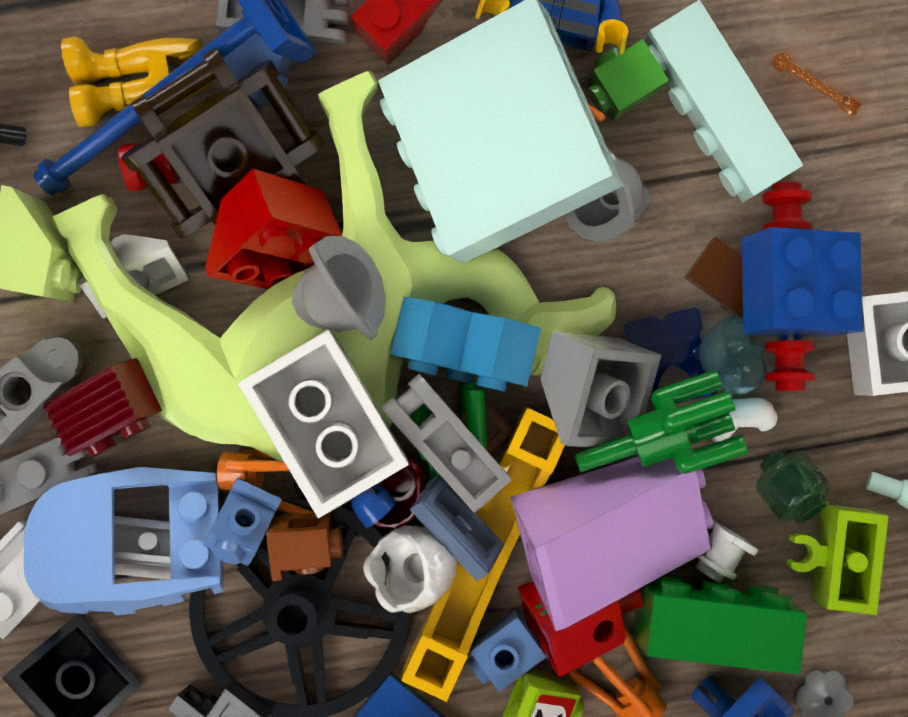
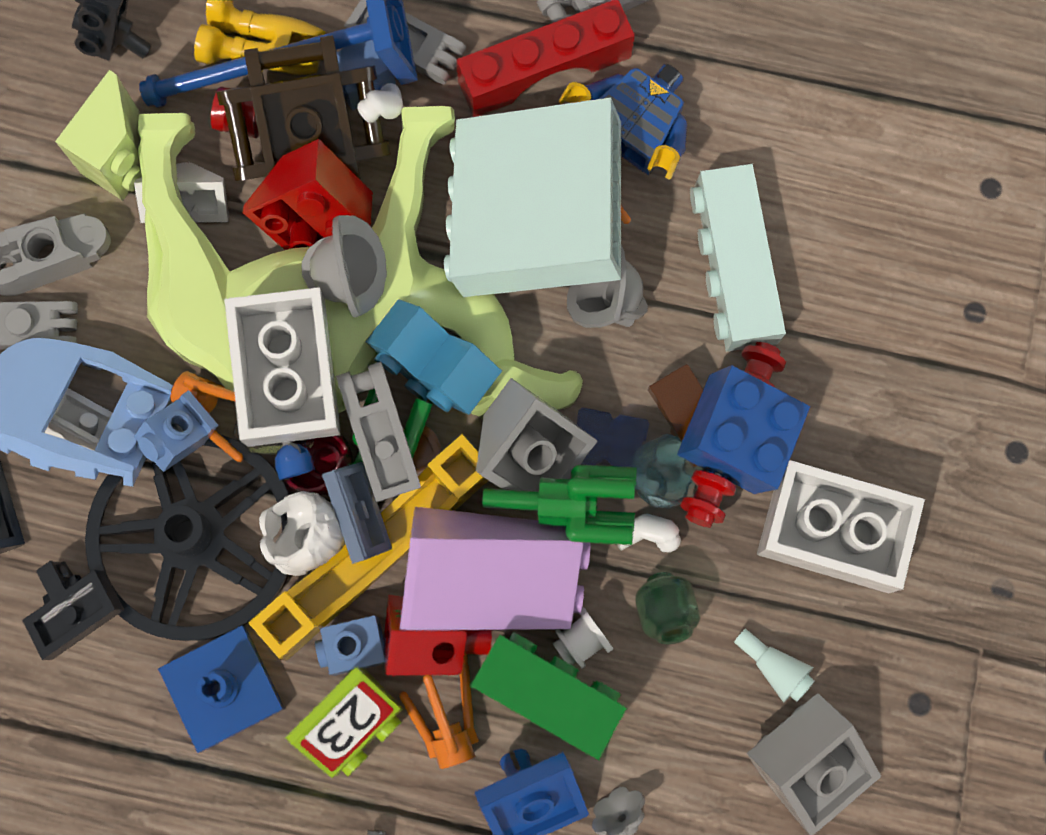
camera: 20 degrees right, 10 degrees down
(102, 408) = (105, 290): dark red brick -> none
(297, 96) = (383, 102): none -> white arm
(302, 544) = (218, 472): dark orange brick -> none
(625, 79) = (665, 206): bright green brick -> none
(783, 62) = (807, 249): clear orange hinge -> none
(845, 559) = (687, 688): lime brick -> none

